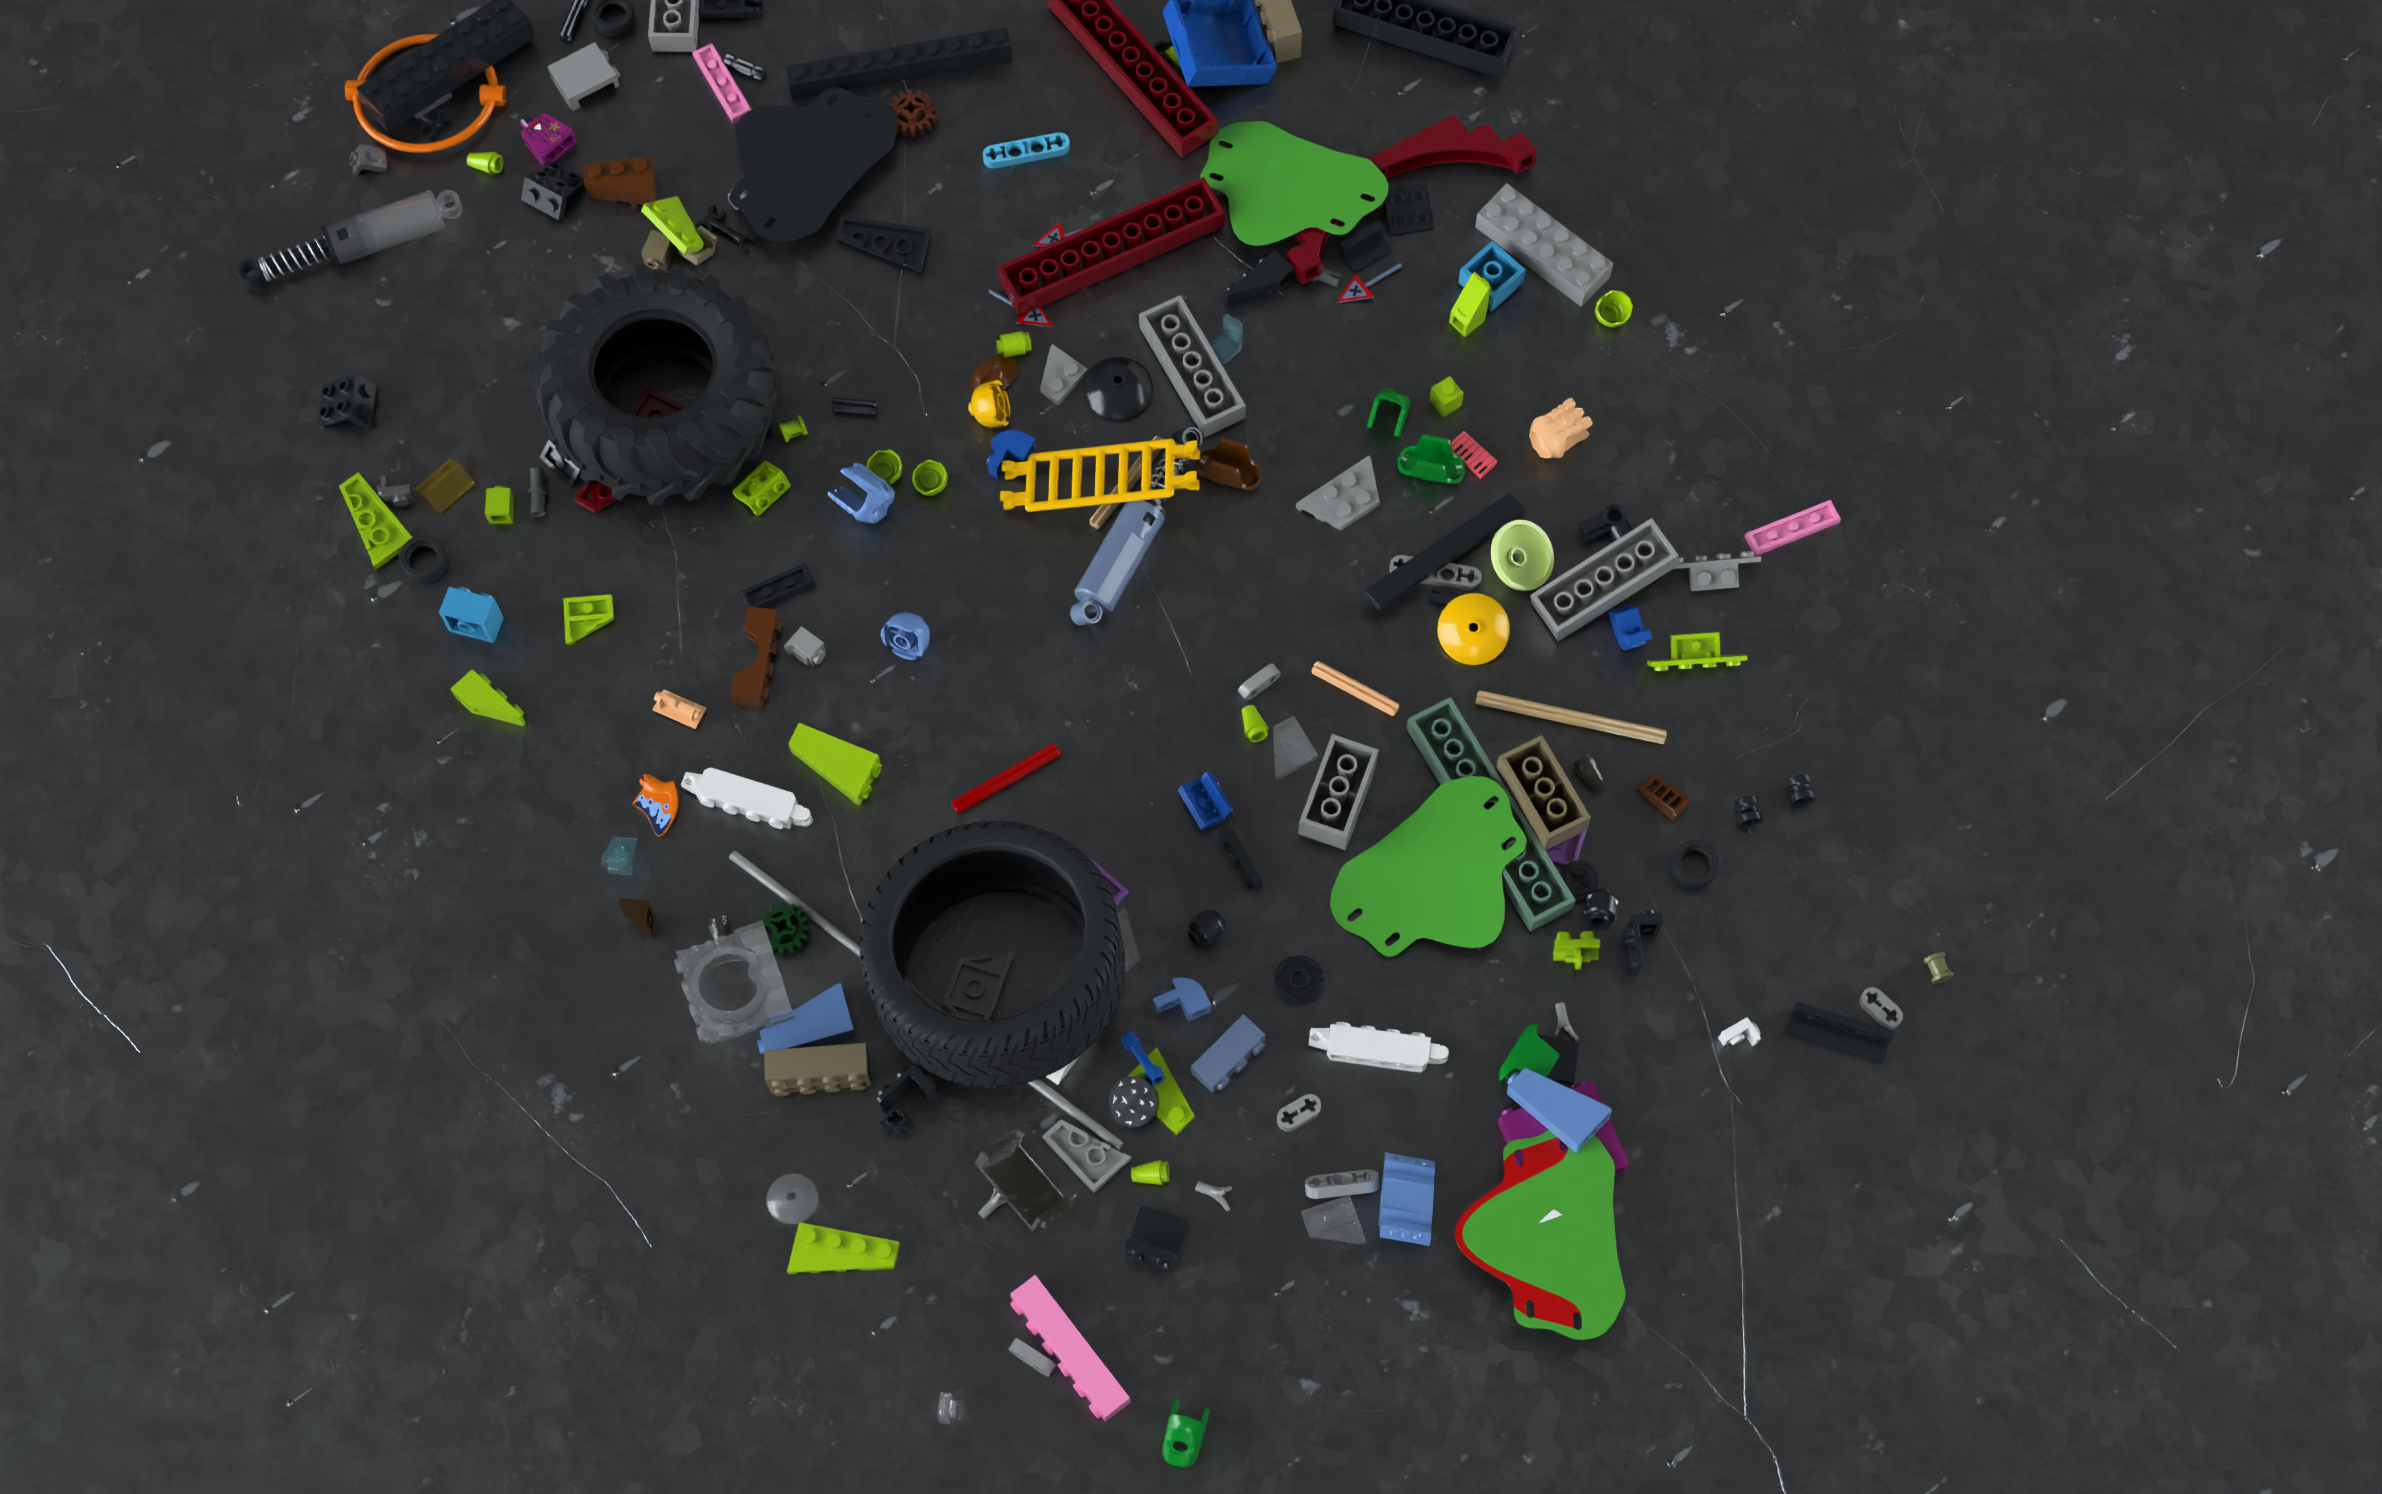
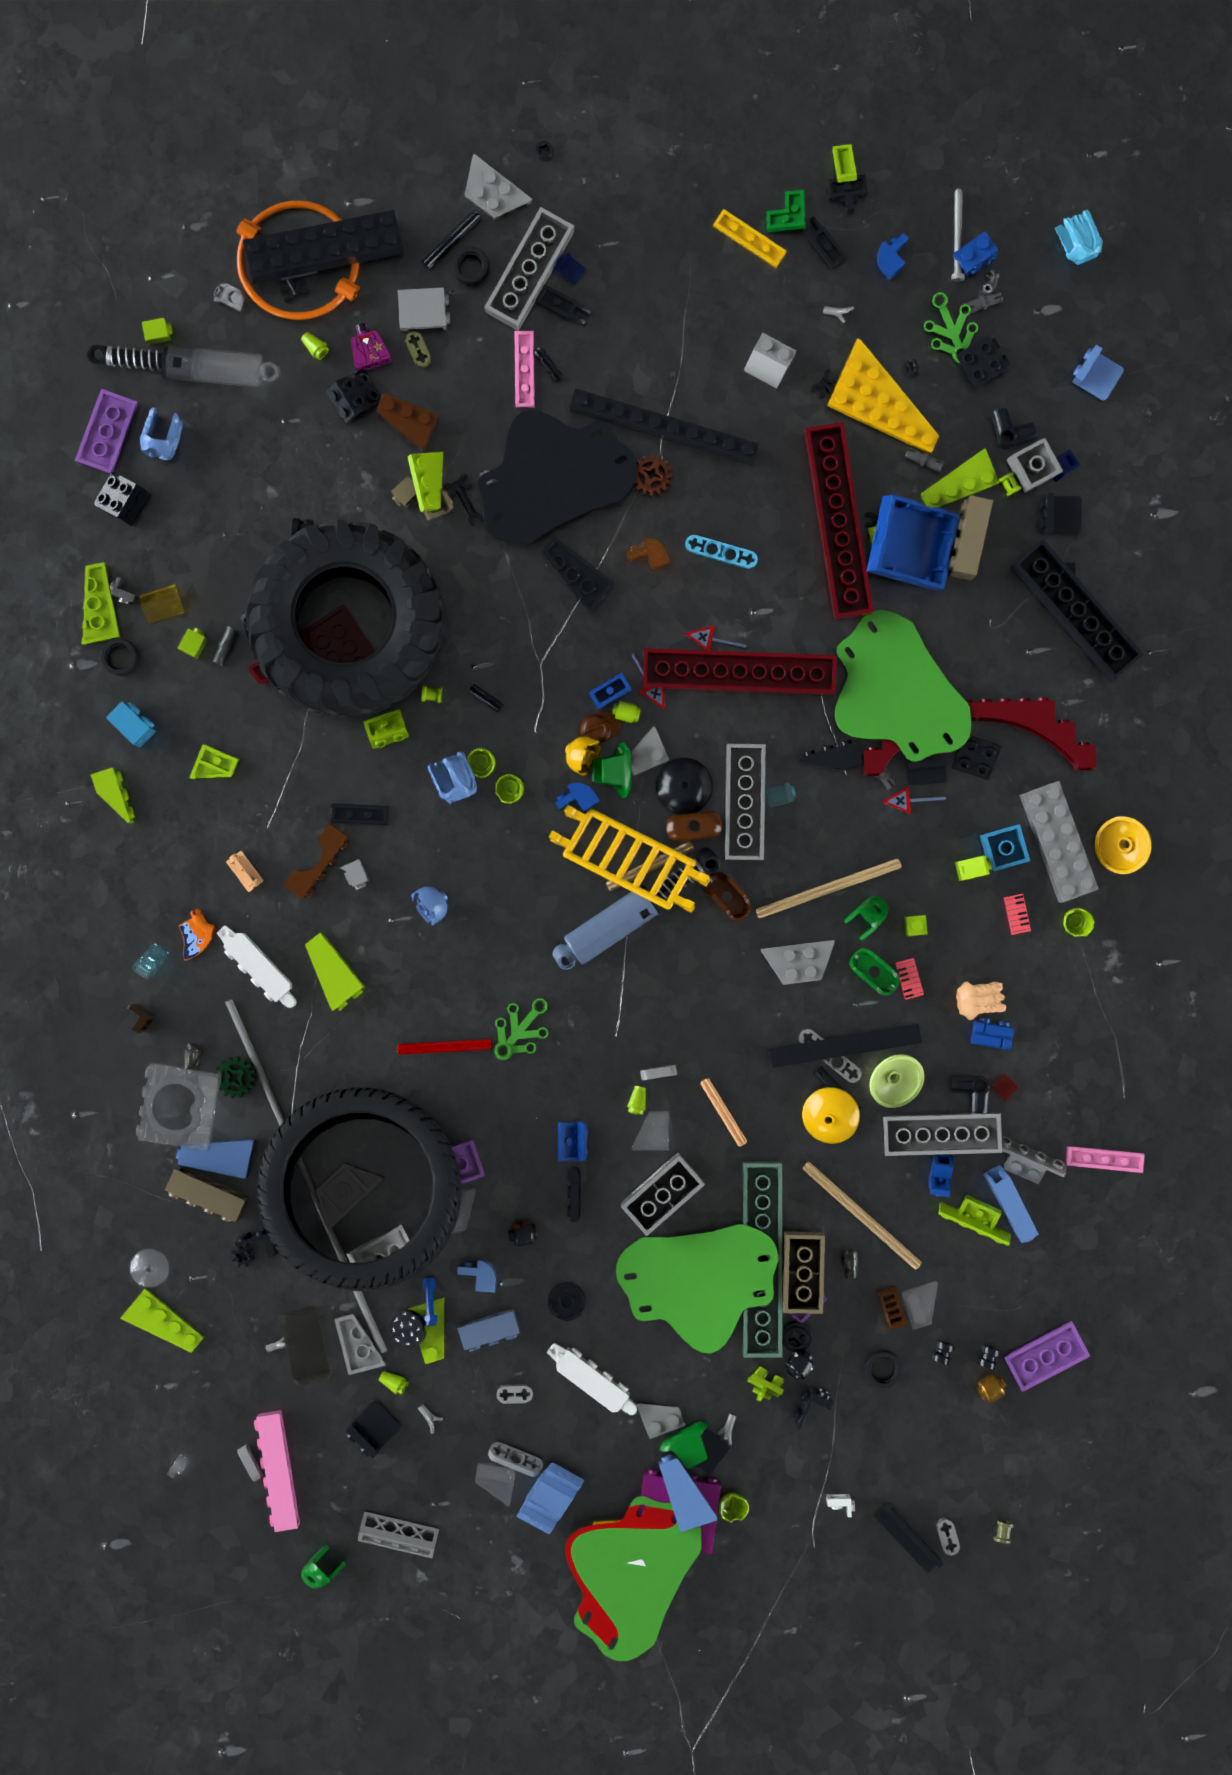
camera: 30 degrees right, 20 degrees up
(297, 347) = (106, 431): none -> medium lavender plate
(305, 225) = (157, 331): none -> lime brick
(369, 320) = (160, 448): none -> medium blue piece
(596, 119) = (422, 347): none -> olive beam
(954, 181) = (653, 550): none -> clear orange brick
(984, 330) = (610, 691): none -> blue brick
(1035, 404) = (614, 770): none -> green piece
(1080, 719) = (518, 1031): none -> bright green plant
(1141, 420) = (679, 831): none -> reddish brown piece
(1255, 1352) = (398, 1541): none -> light grey fence
(1331, 410) = (828, 888): none -> tan axle
(1480, 1052) = (660, 1418): none -> light grey wing
(1545, 337) = (1017, 914): none -> coral tile
(1594, 462) = (992, 1035): none -> blue brick
(1601, 203) = (1111, 845): none -> yellow dish
(1624, 1101) = (733, 1507): none -> lime hair
(1640, 508) = (1004, 1087): none -> clear red plate
(1692, 776) = (920, 1304): none -> clear wing
(1719, 614) = (1011, 1203): none -> medium blue slope
(1825, 819) = (991, 1388): none -> pearl gold head
(1862, 757) = (1046, 1356): none -> medium lavender plate

